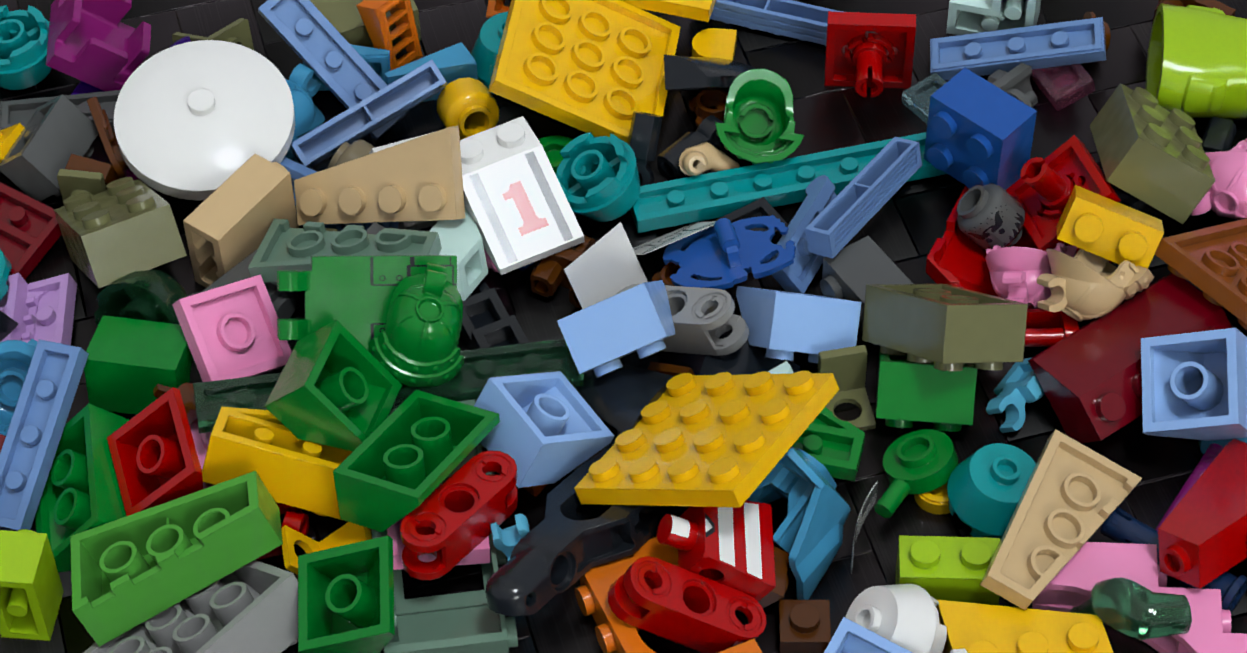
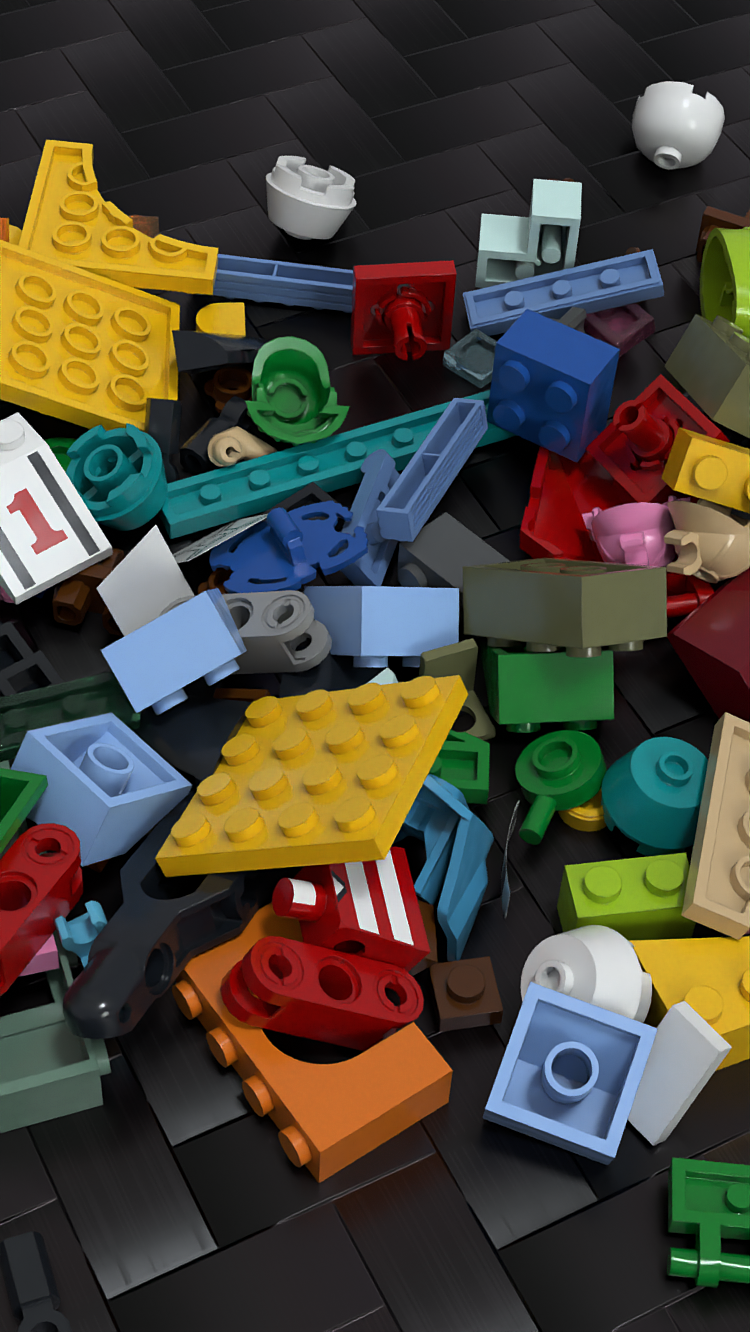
camera: 15 degrees left, 0 degrees up
(990, 216) = (579, 476): dark grey head -> none
(1012, 393) = (649, 675): medium azure plate -> none

